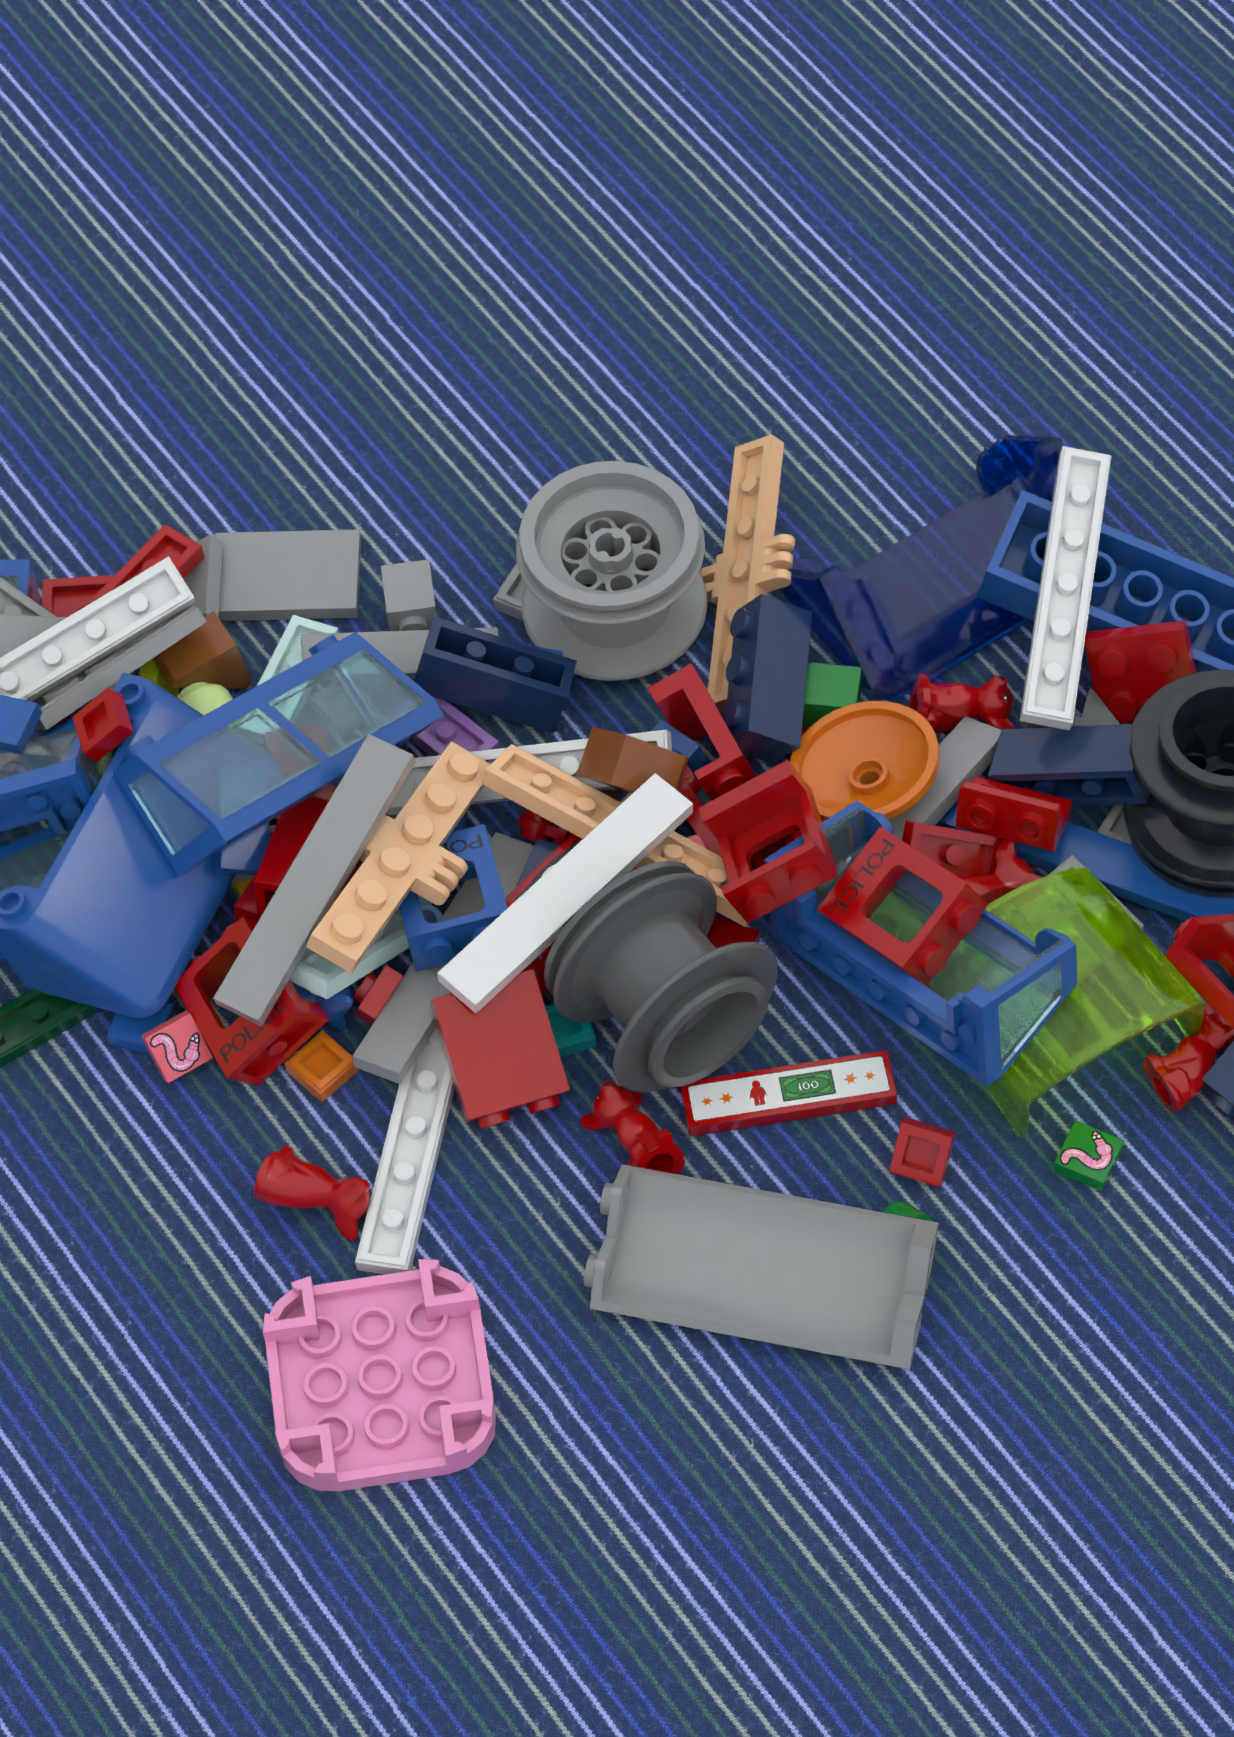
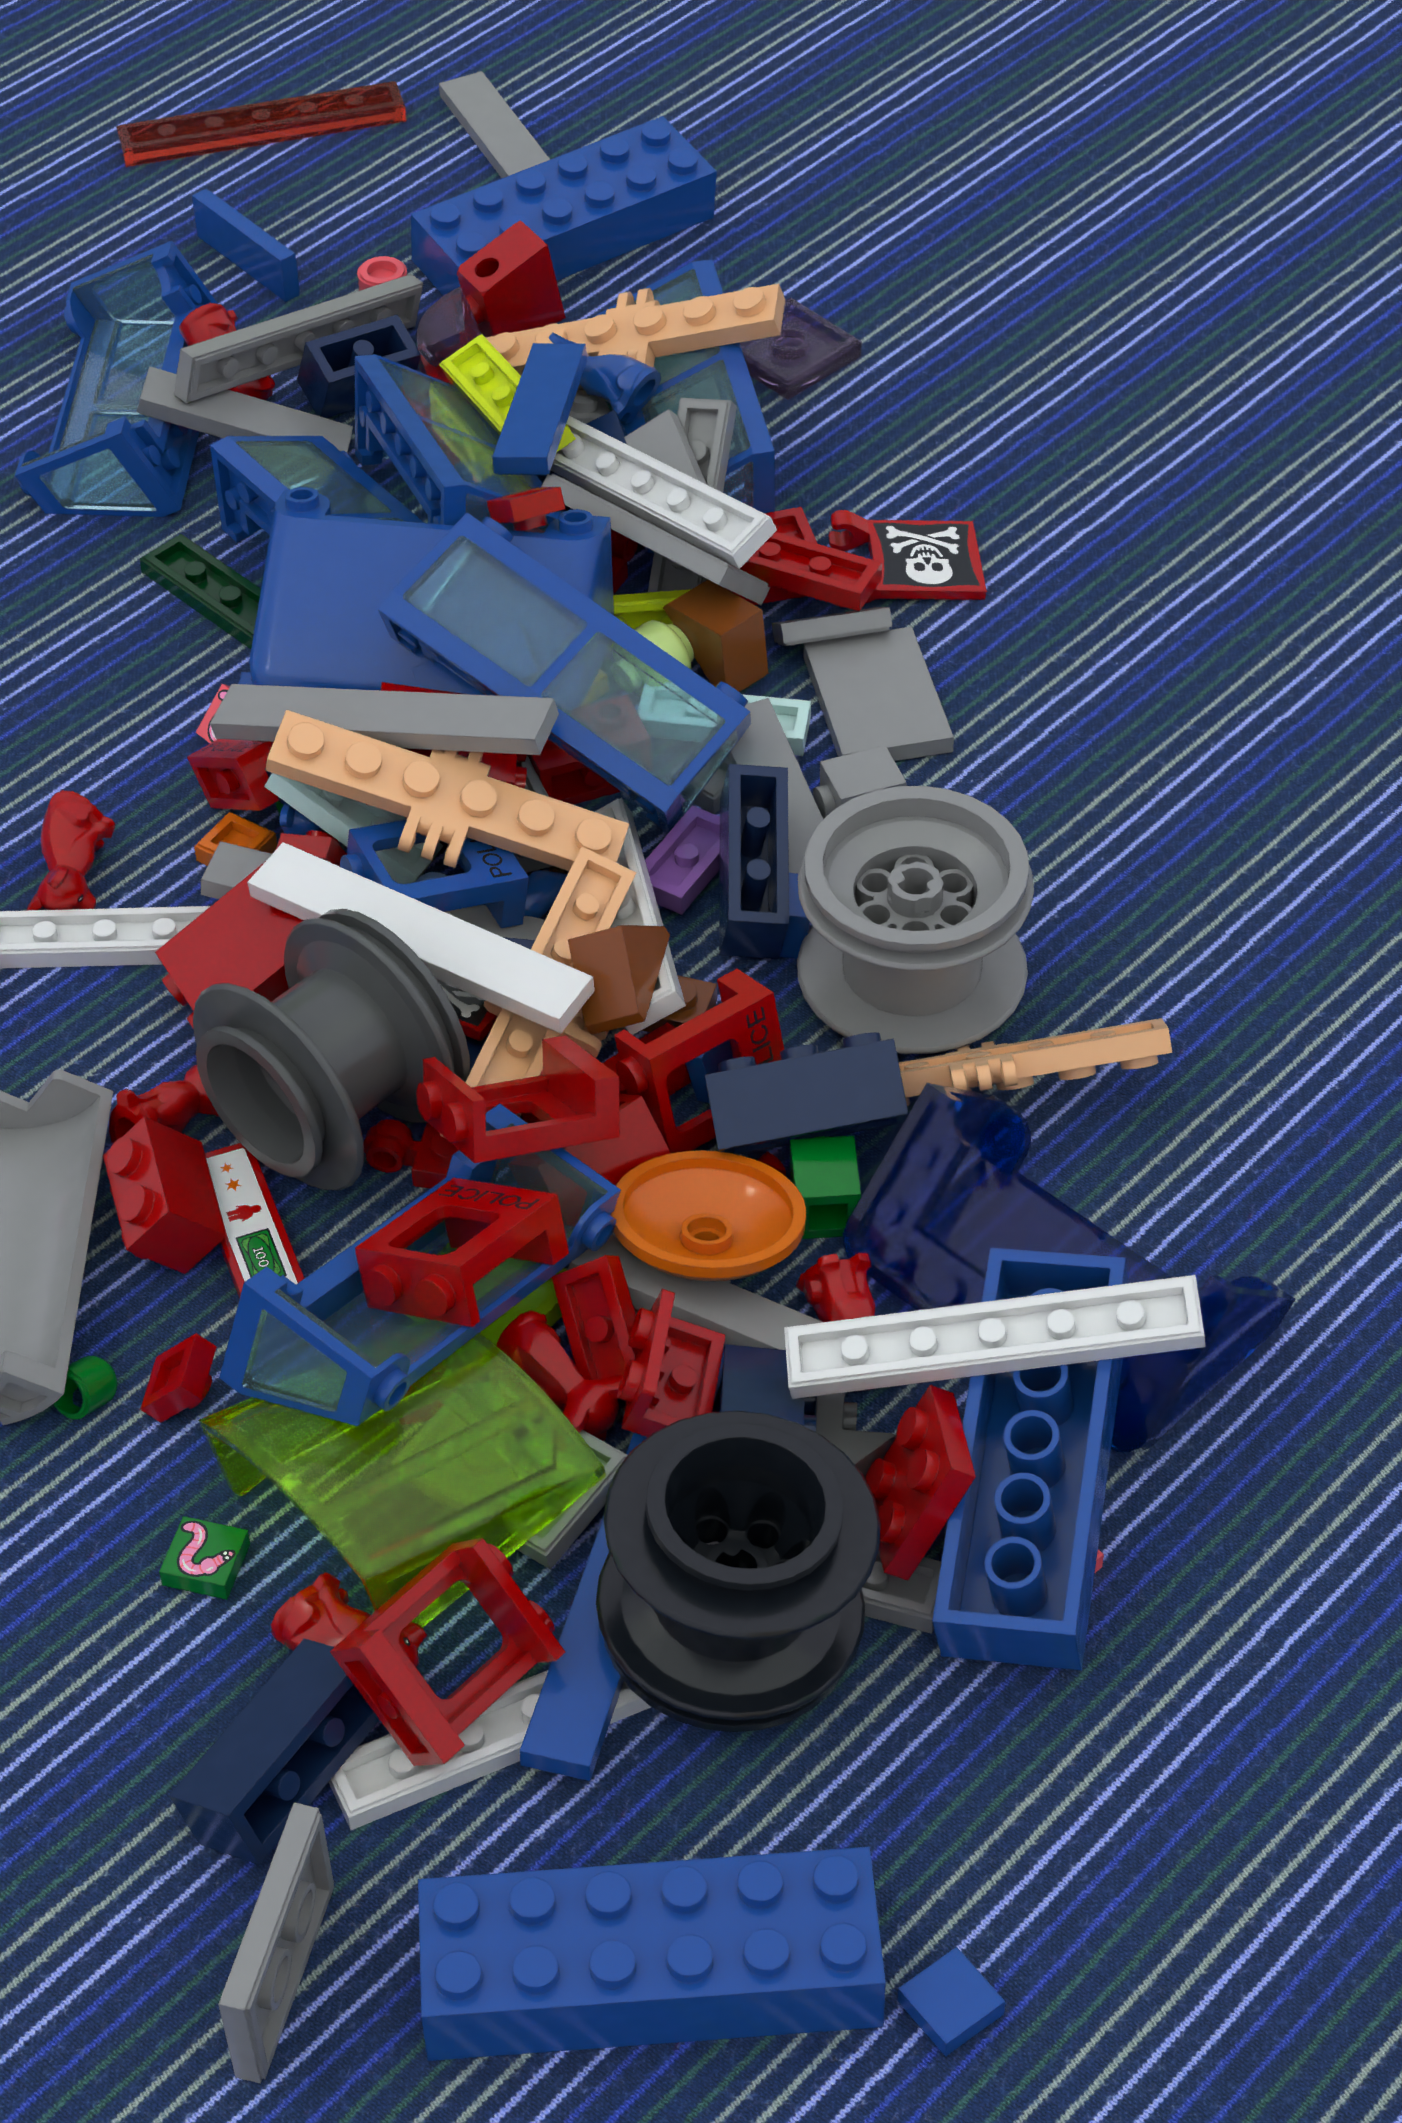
camera: 75 degrees right, 10 degrees down
(117, 514) = (916, 556): none -> flag
(743, 1140) = (164, 1195): none -> red brick

